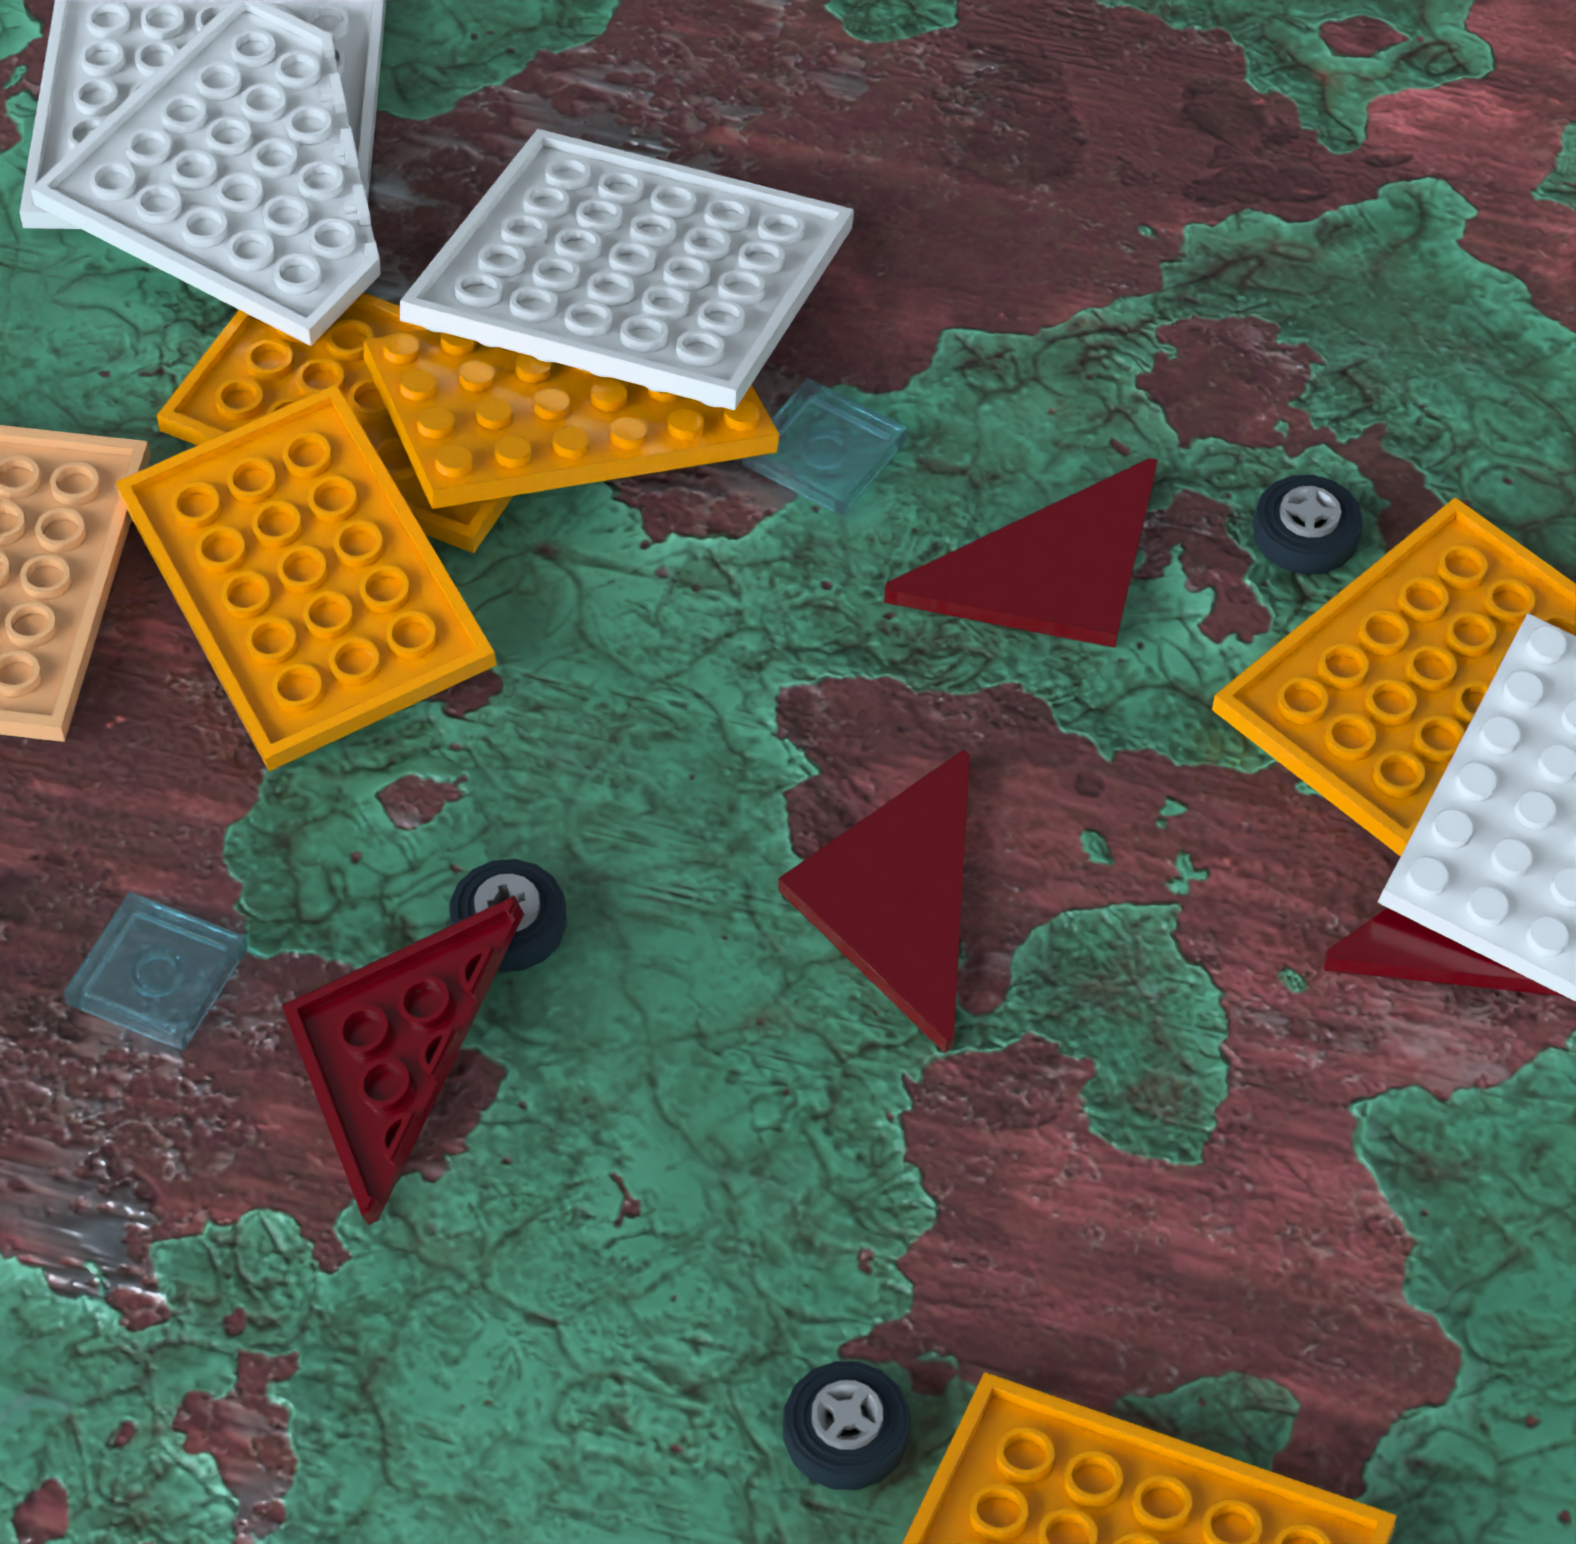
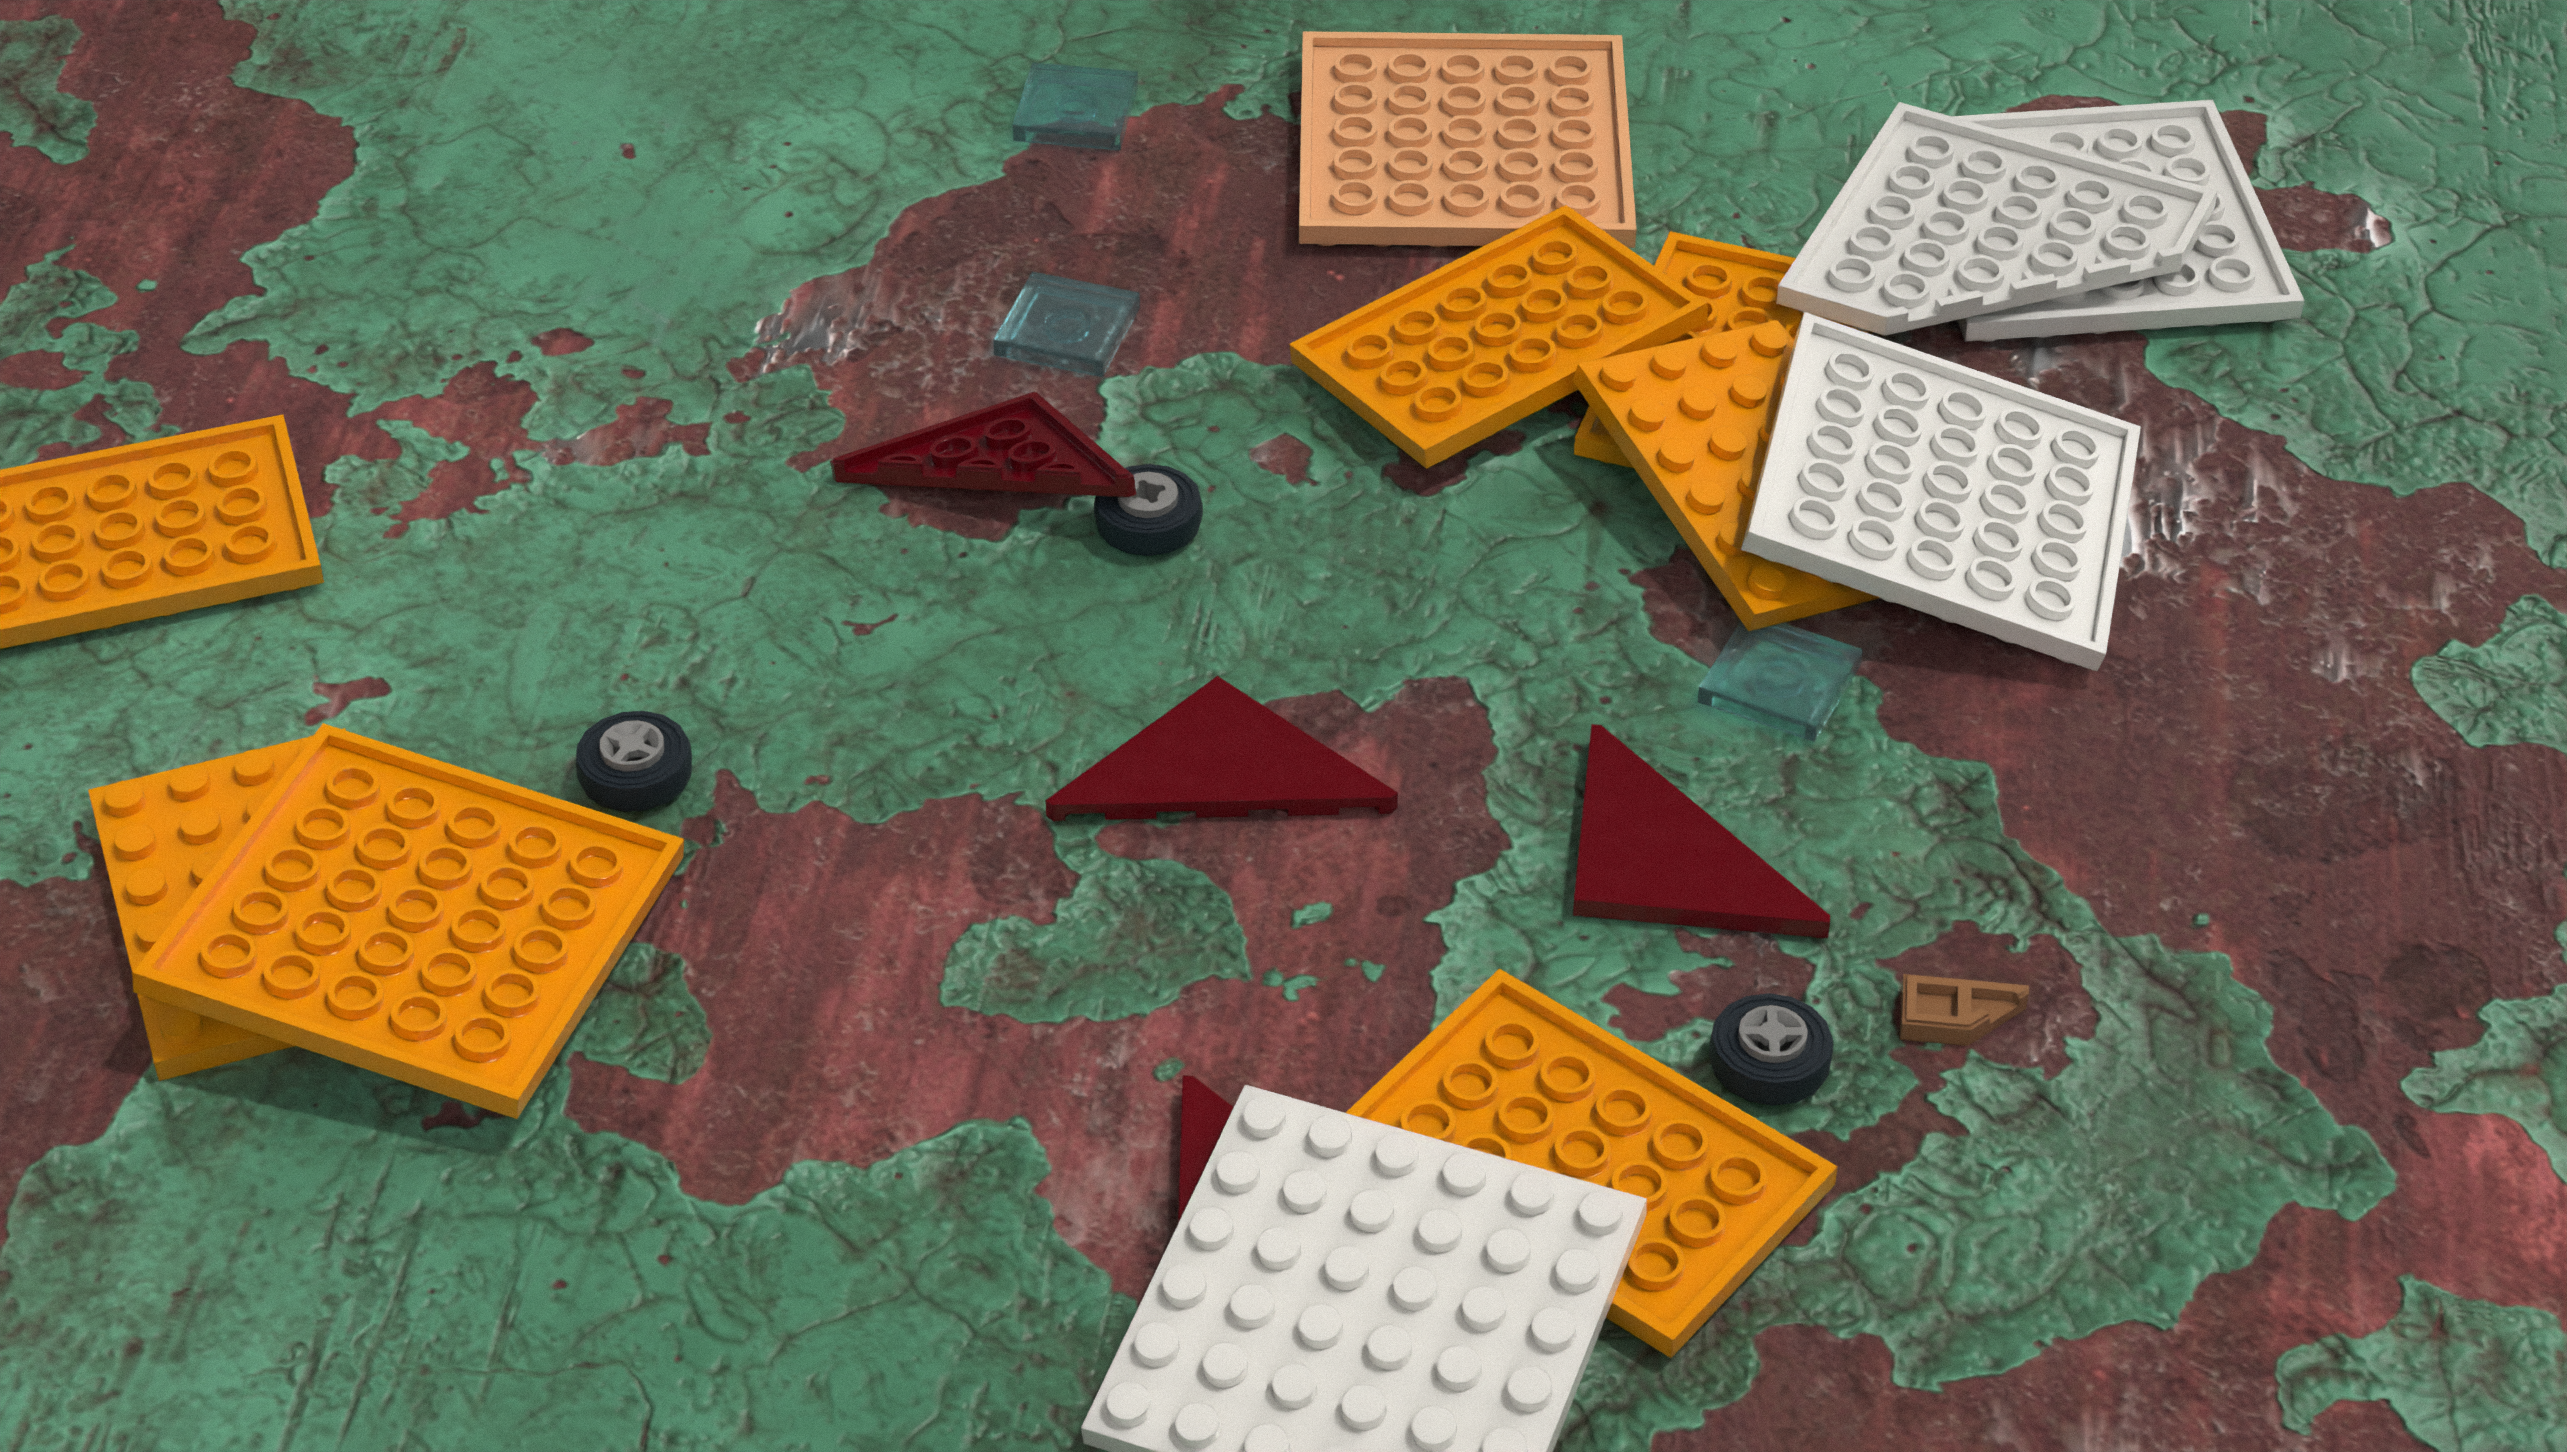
camera: 85 degrees right, 10 degrees down
(1251, 403) = (1956, 1008): none -> medium nougat tile

